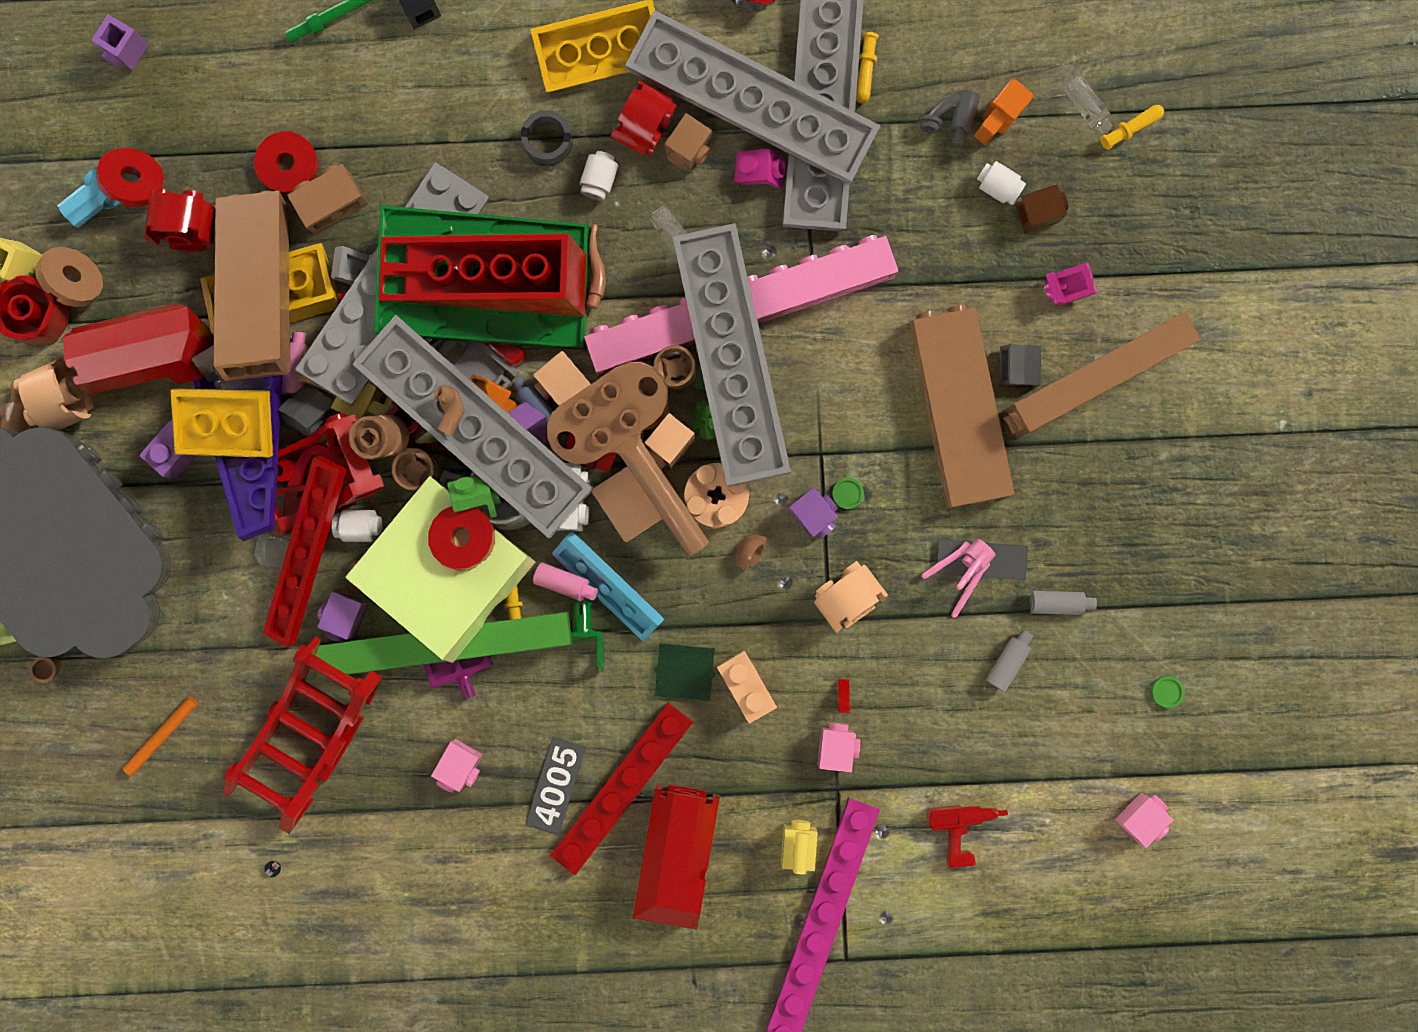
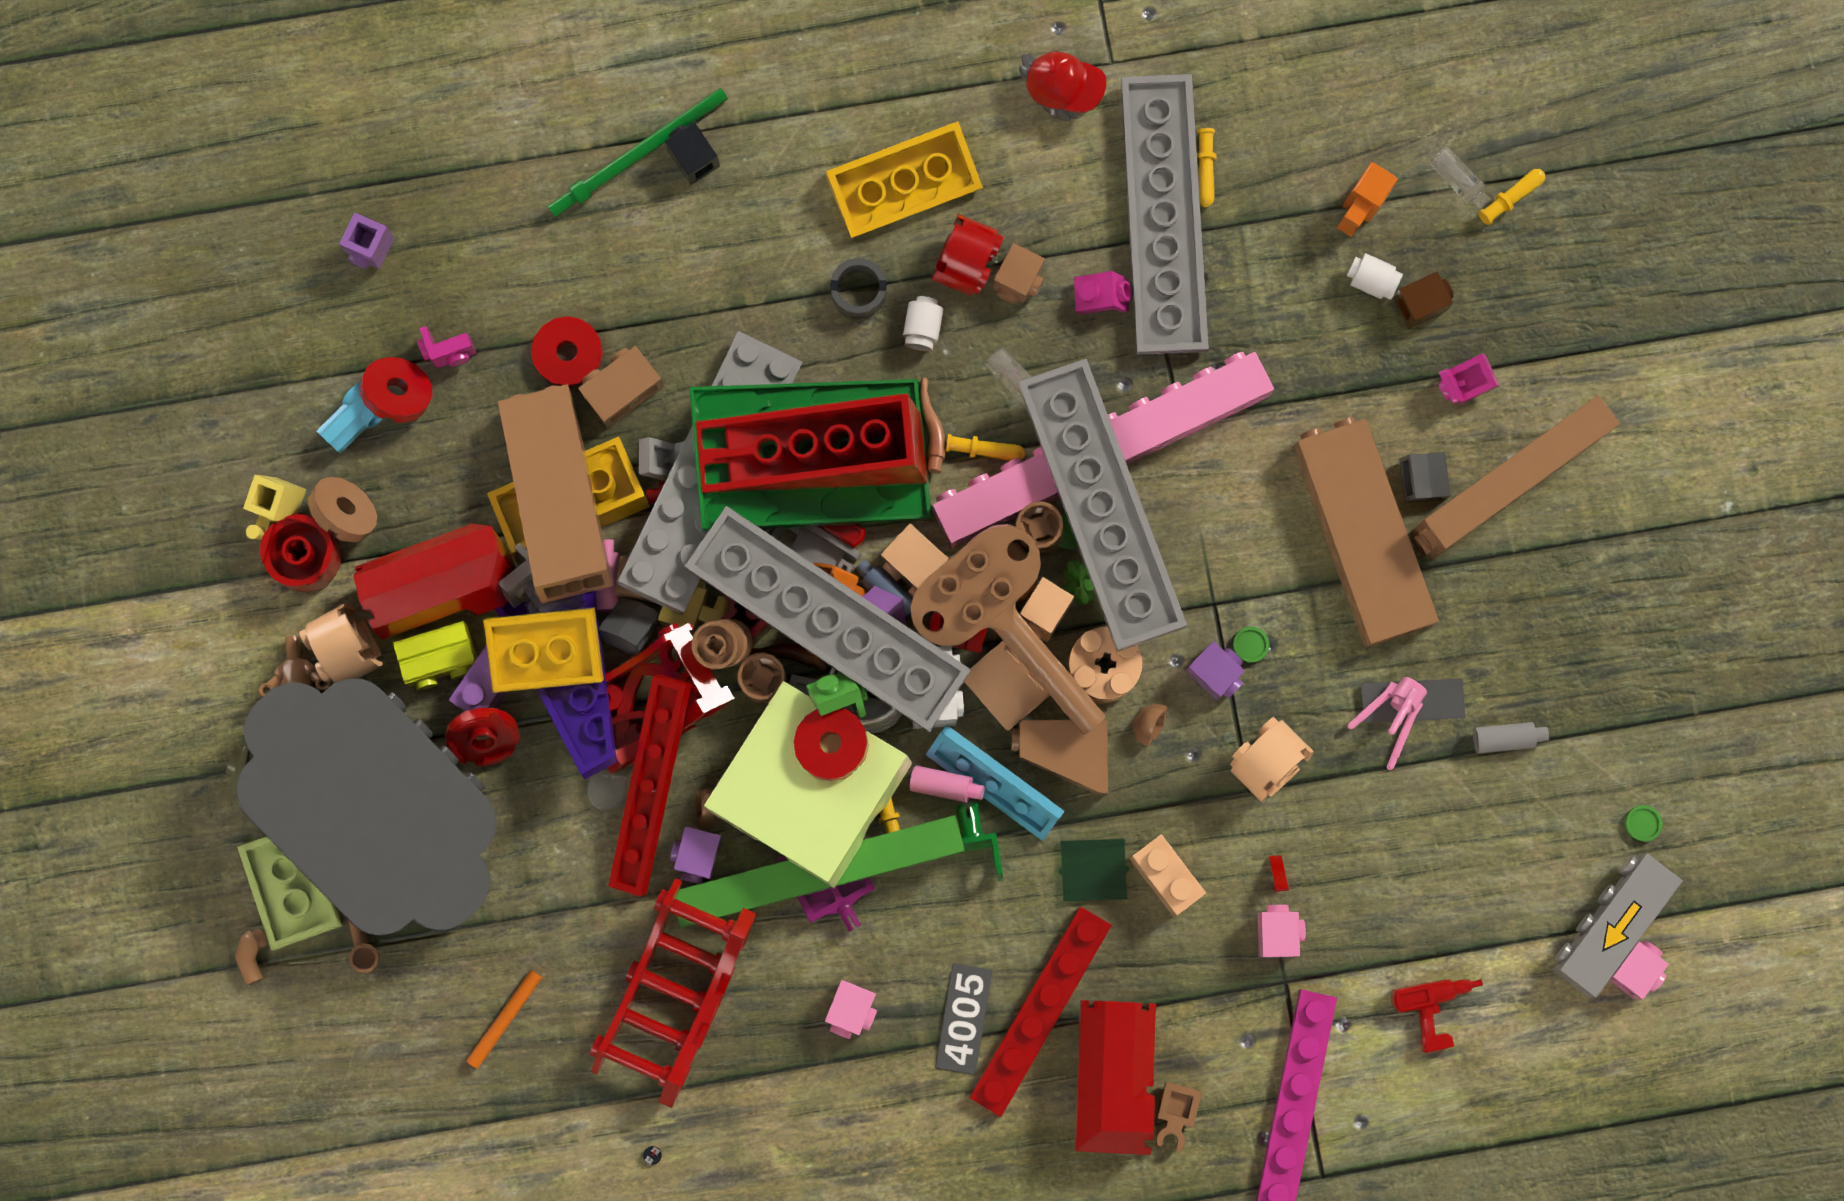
camera: 10 degrees left, 5 degrees down
(135, 414) = (436, 655): none -> neon yellow brick
(153, 480) = (478, 722): none -> red tile
(180, 220) = (460, 431): red brick -> none
(182, 149) = (450, 351): none -> dark pink bracket
(357, 525) = (702, 750): white brick -> none
(452, 407) = (804, 599): medium nougat arm -> none
(640, 293) = (985, 448): none -> yellow piece
(671, 568) = (1065, 752): none -> medium nougat slope
(729, 889) = (1178, 1108): none -> medium nougat plate
(752, 97) = (1085, 217): light grey plate -> none
(799, 847) = (1251, 1050): light yellow brick -> none
(965, 109) = (1322, 208): dark grey plant -> none
(1010, 661) = (1460, 811): light grey cylinder -> none
(1132, 778) = (1616, 925): none -> light grey brick

